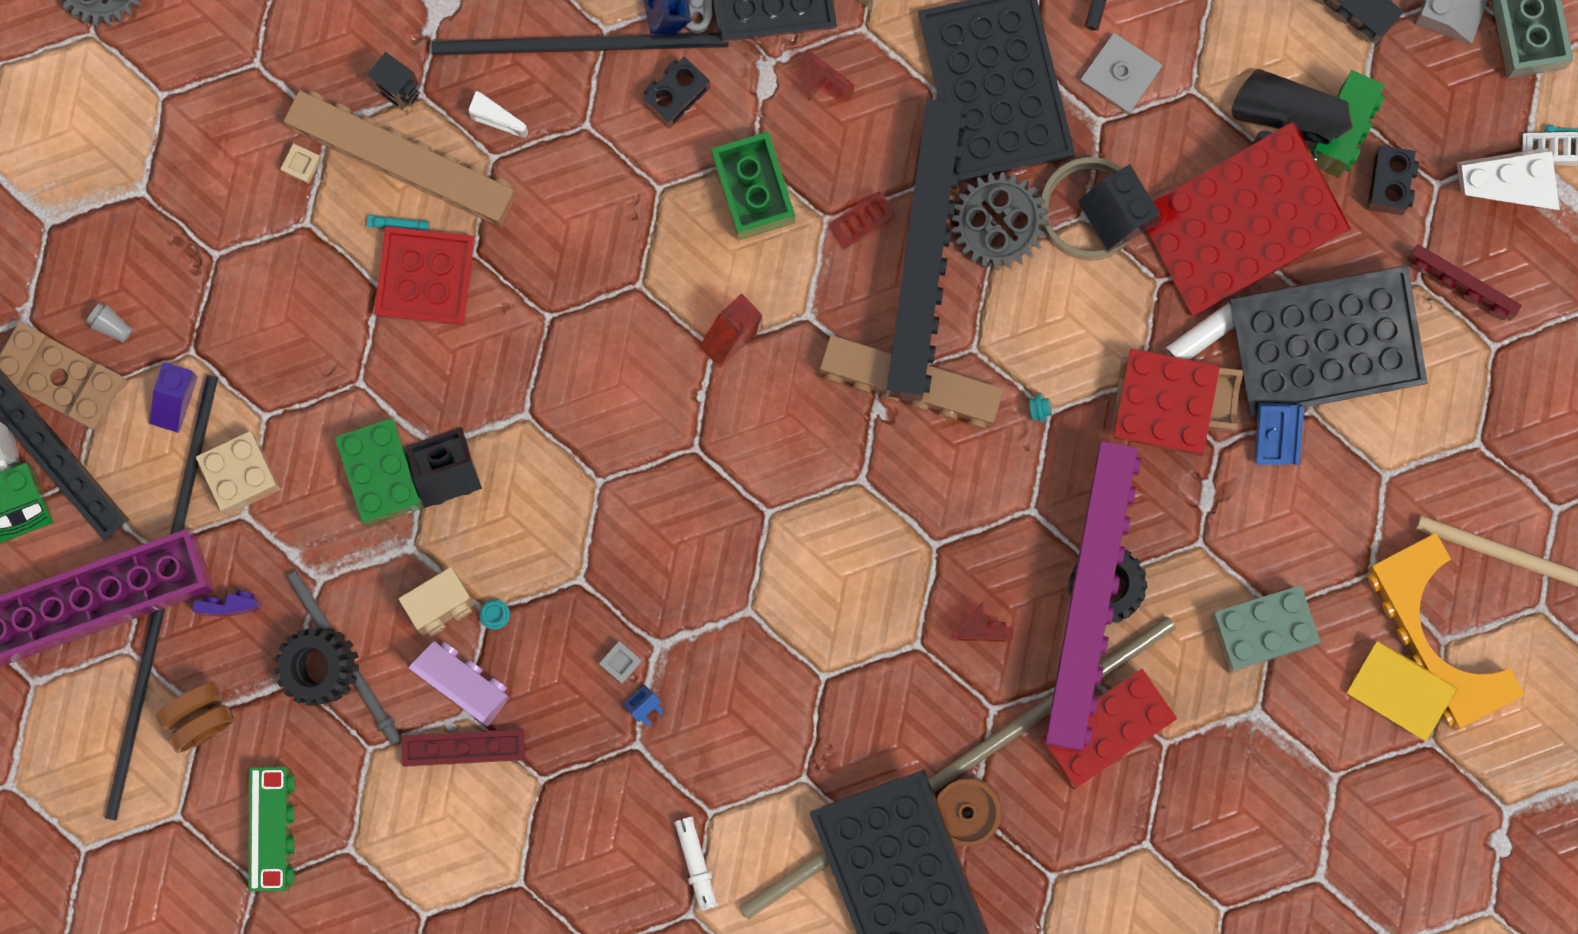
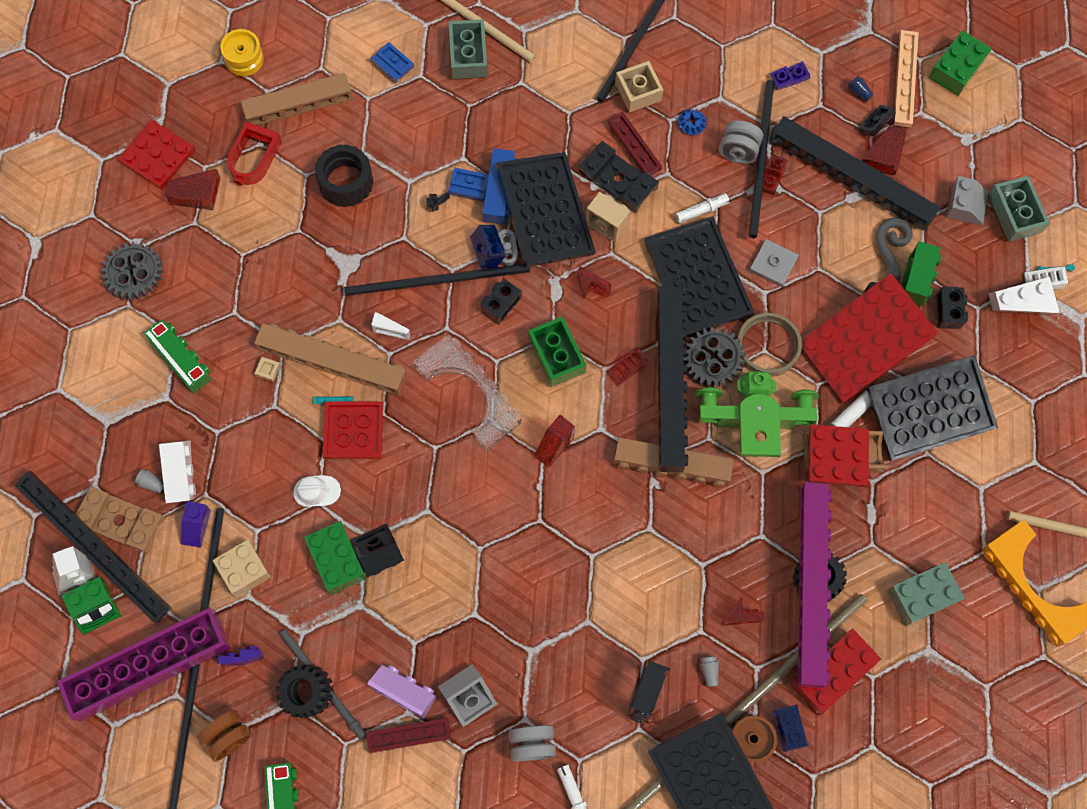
camera: 10 degrees left, 10 degrees down
(152, 311) = (177, 471): none -> white wedge
(164, 128) = (177, 355): none -> green brick
(360, 365) = (317, 491): none -> white piece
(394, 81) = (322, 311): black brick -> none
(437, 602) = (382, 638): tan brick -> none
(494, 614) = (420, 643): teal plate -> none
(555, 699) = (467, 695): none -> light grey slope
(584, 177) = (449, 358): none -> clear arch
(620, 662) = (508, 665): light grey plate -> none
(641, 780) = (532, 740): none -> light grey wheel
(642, 703) = (525, 691): blue tile -> none
(819, 727) = (647, 692): none -> black window
(921, 704) = (710, 669): none -> light grey cone
(1027, 803) = (790, 728): none -> clear blue brick
(1040, 408) = (757, 469): teal plate -> none
(1051, 321) = (757, 413): none -> bright green piece
(1119, 208) = (789, 340): black slope -> none
(1278, 434) = (911, 469): blue plate -> none
(1279, 101) = (875, 266): black panel -> none
(1304, 40) = (890, 261): none -> dark grey plant
(1402, 690) = (1022, 624): yellow tile -> none
(1454, 277) = (1013, 366): dark red plate -> none

